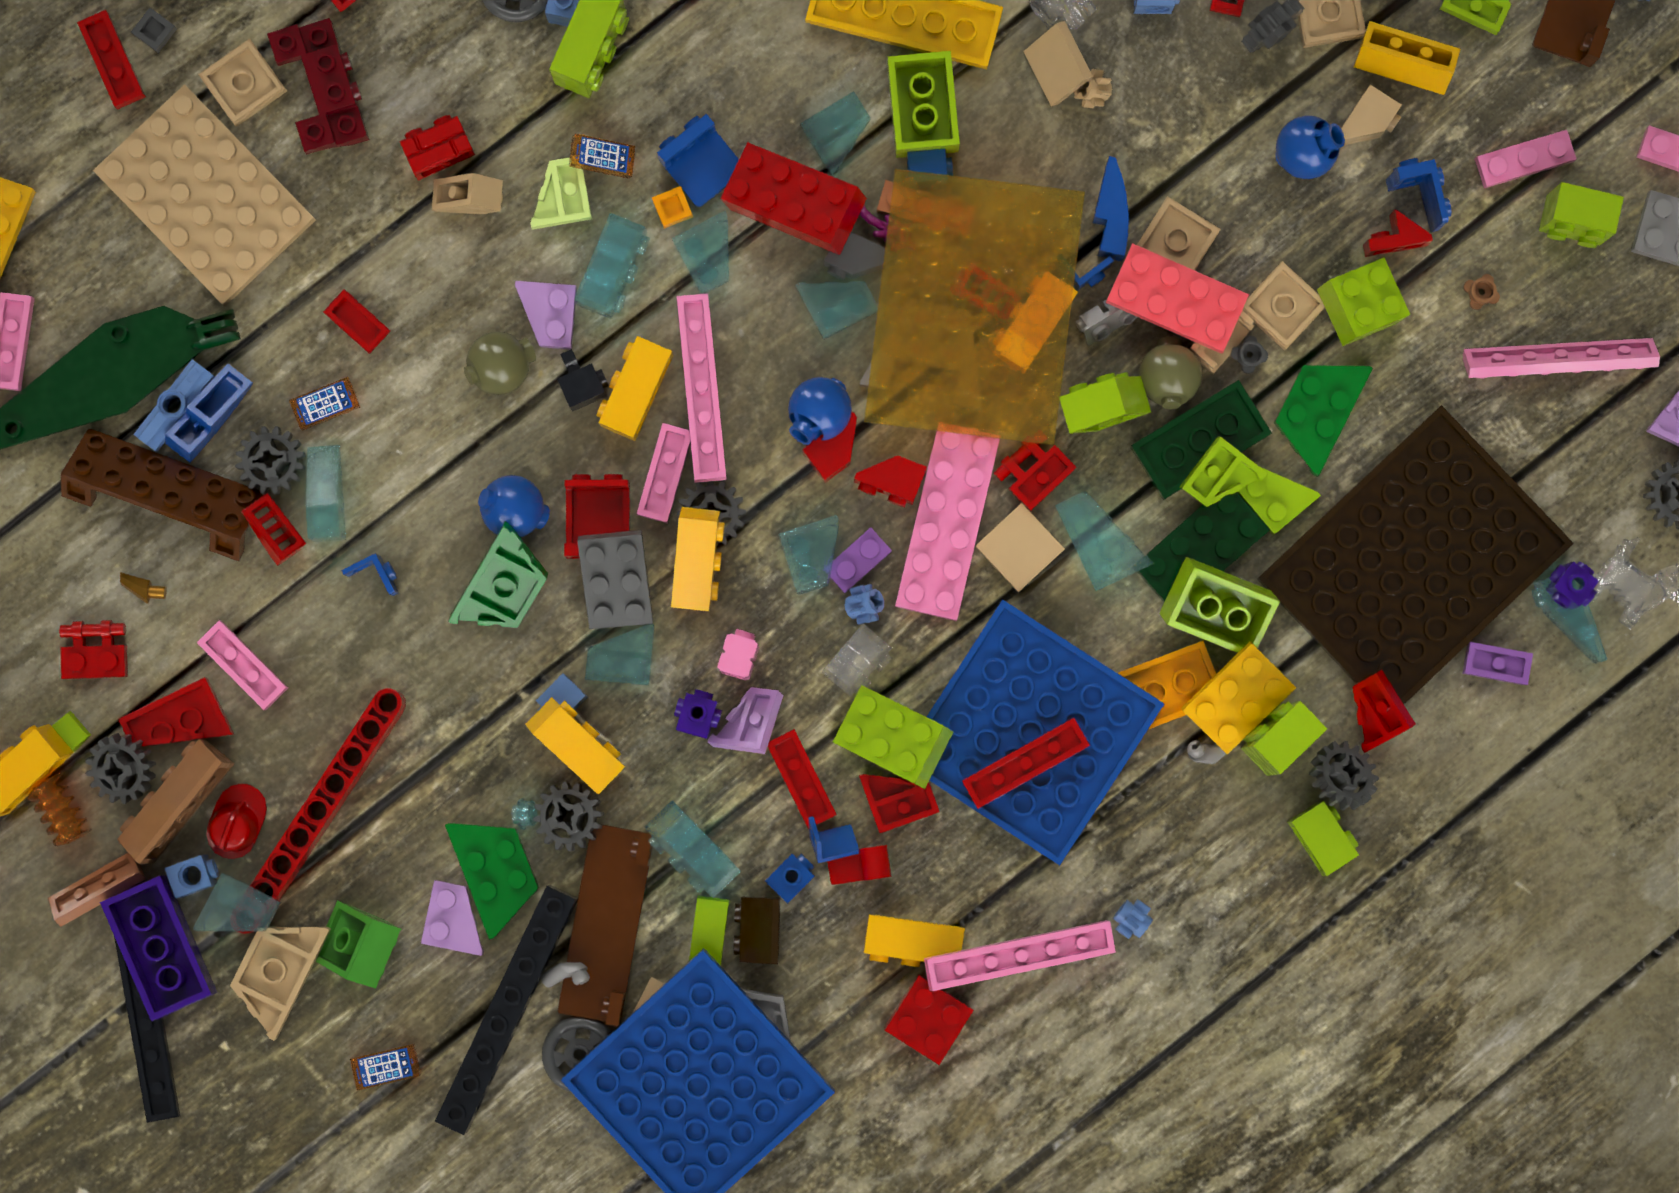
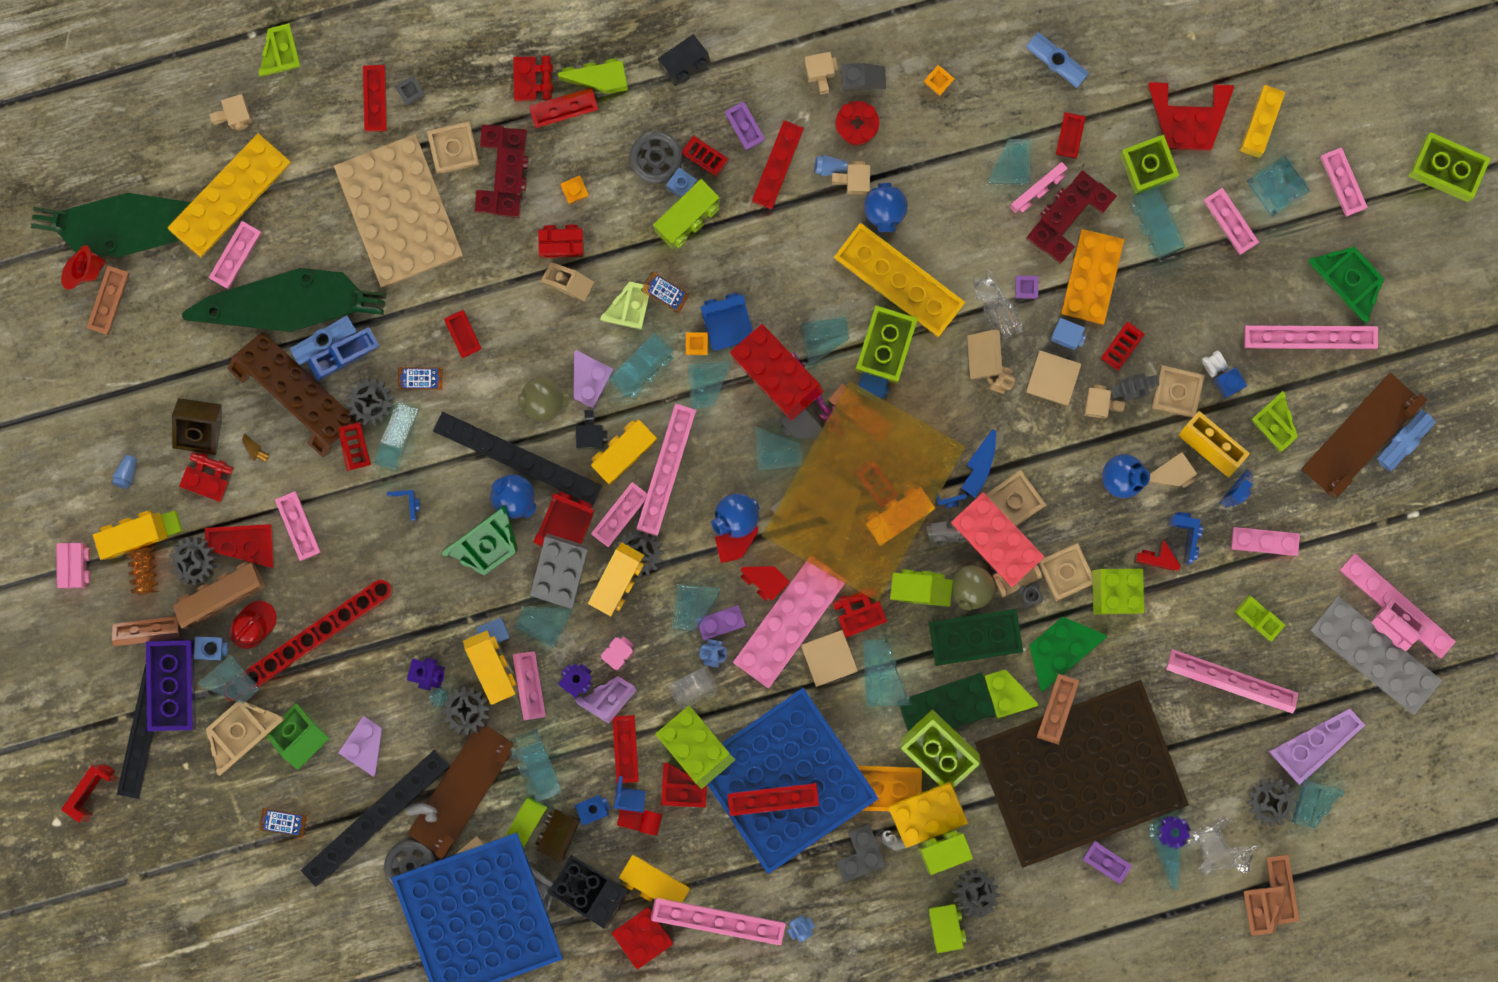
camera: 25 degrees right, 0 degrees up
(51, 588) = (196, 426): none -> dark brown slope
(99, 1133) = (74, 804): none -> red panel
(426, 72) = (574, 190): none -> light orange plate
(494, 789) = (426, 673): none -> dark purple brick
(494, 871) = (404, 726): green wing -> none
(497, 455) = (517, 458): none -> black plate
(638, 748) = (529, 685): none -> bright pink plate
(831, 988) = (589, 891): none -> black slope
(1159, 60) = (1053, 378): none -> tan tile
(1179, 785) = (867, 856): none -> dark grey plate
(1220, 473) = (978, 664): lime wing -> none
(1233, 67) = (1099, 402): none -> tan brick
(1350, 487) = (1058, 709): none -> nougat plate
(1380, 711) = (1016, 861): red wing -> none
(1469, 100) = (1239, 491): none -> blue wing
(1486, 283) = (1195, 621): medium nougat plate -> none
(1561, 262) = (1259, 618): none -> lime slope
(1580, 215) = (1283, 594): lime brick -> none

